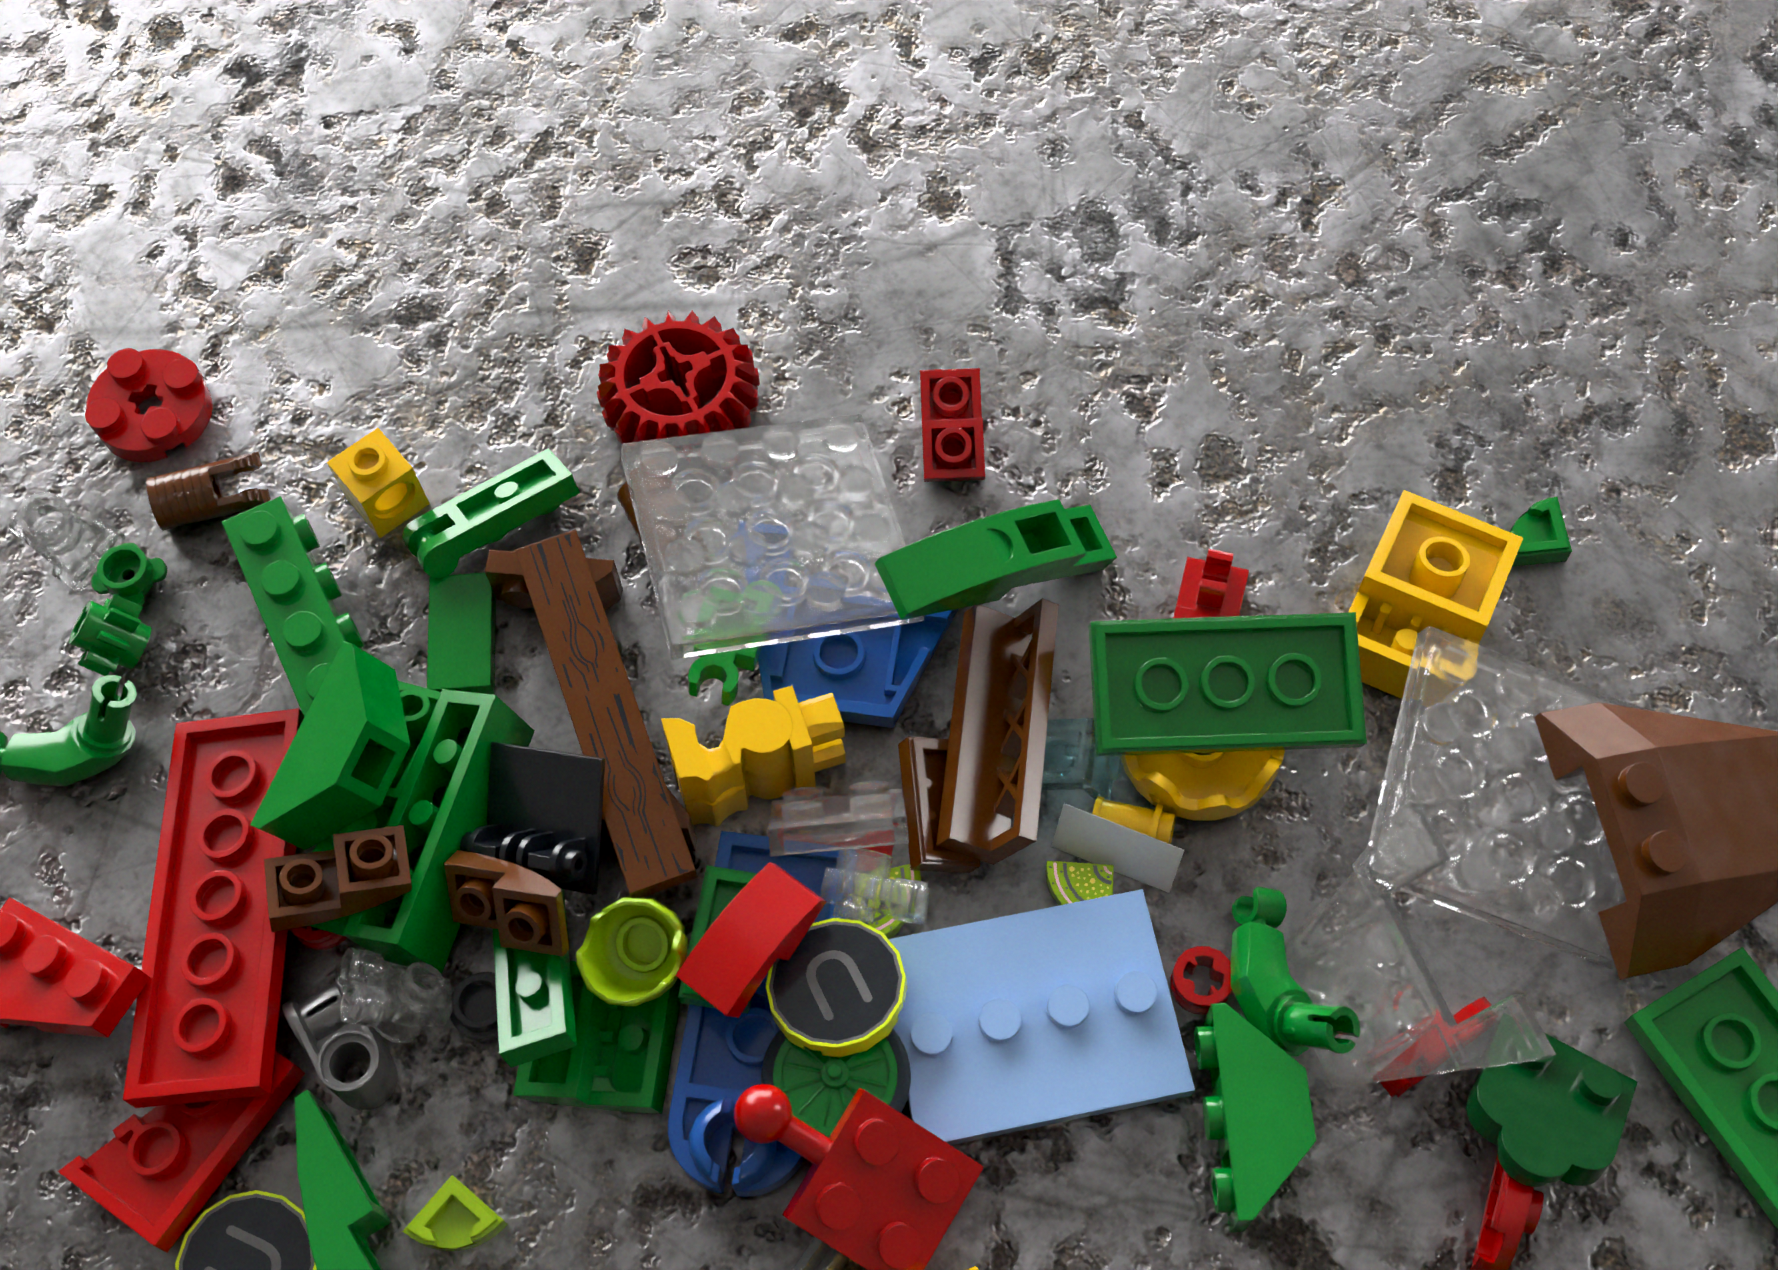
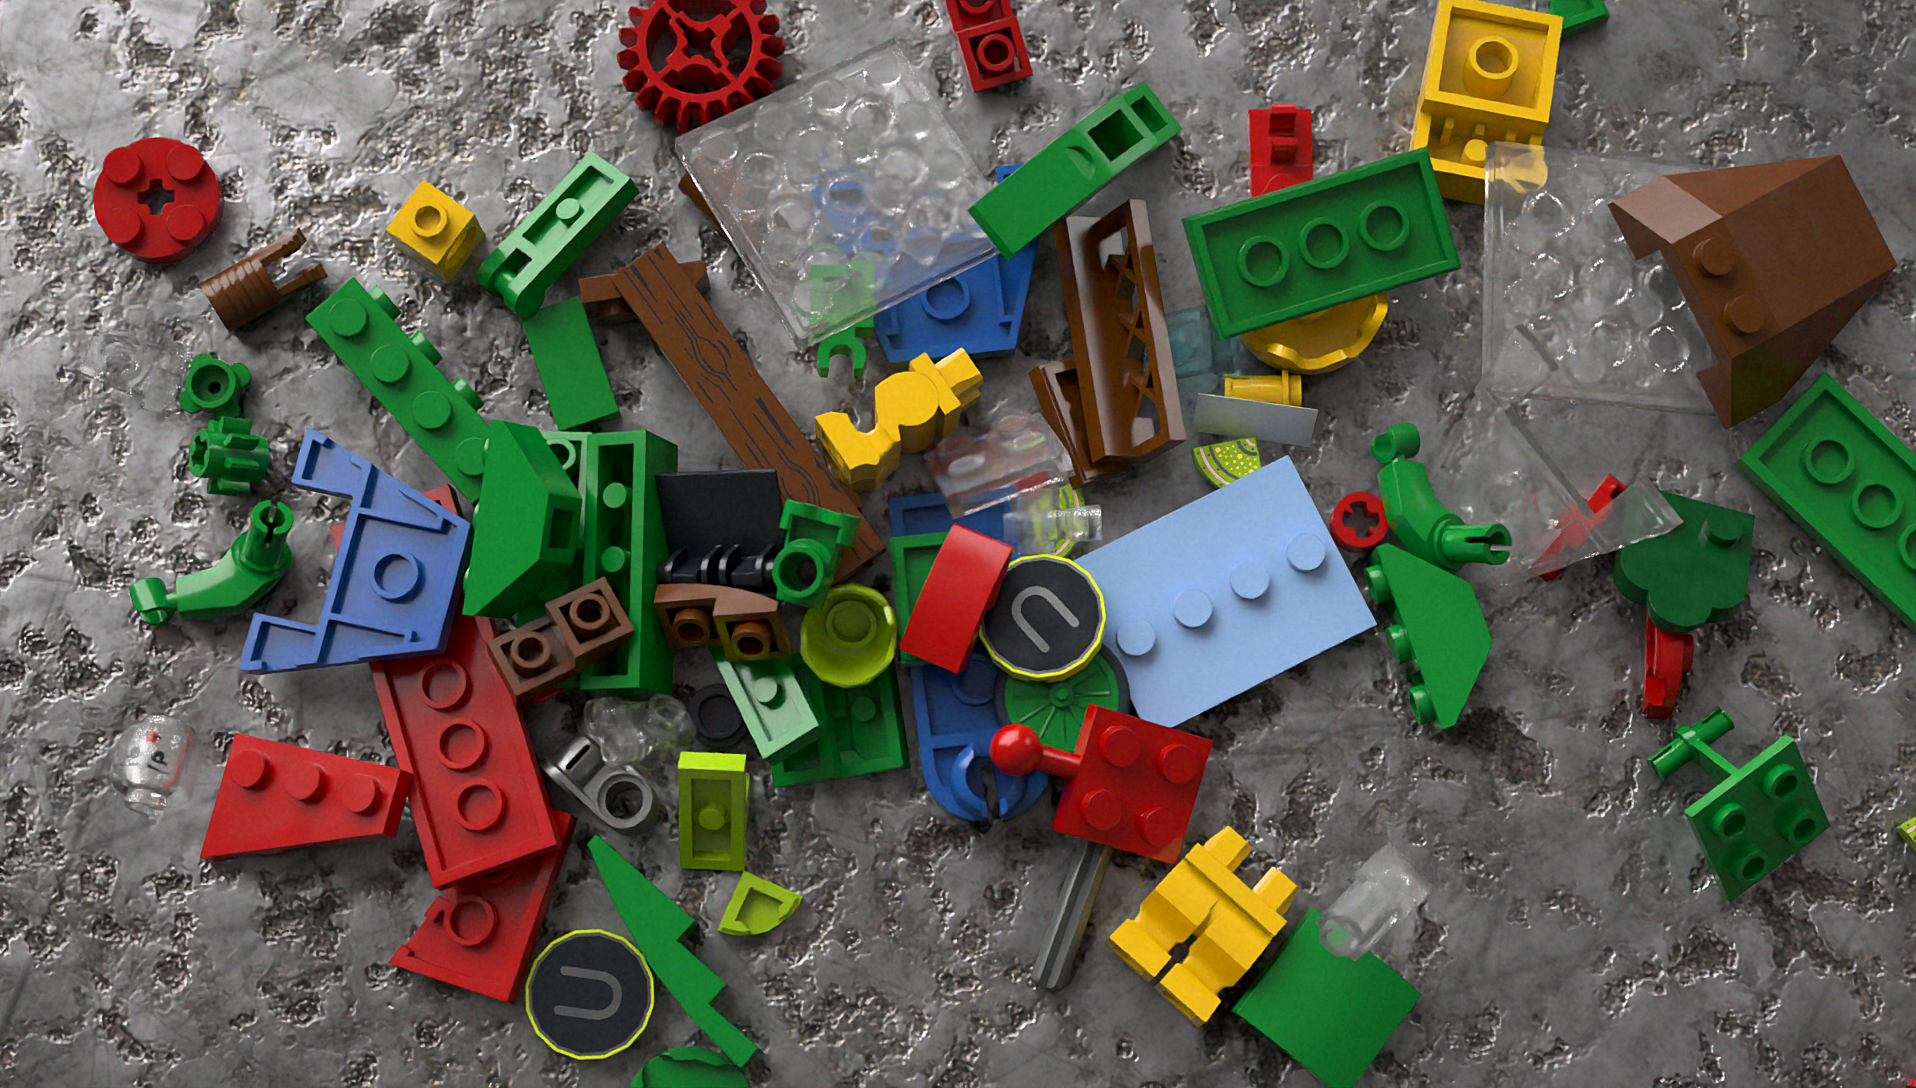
camera: 20 degrees left, 15 degrees up
(200, 782) = (391, 577): none -> wing
(440, 1099) = (713, 810): none -> lime slope
(605, 861) = (816, 536): none -> green plate

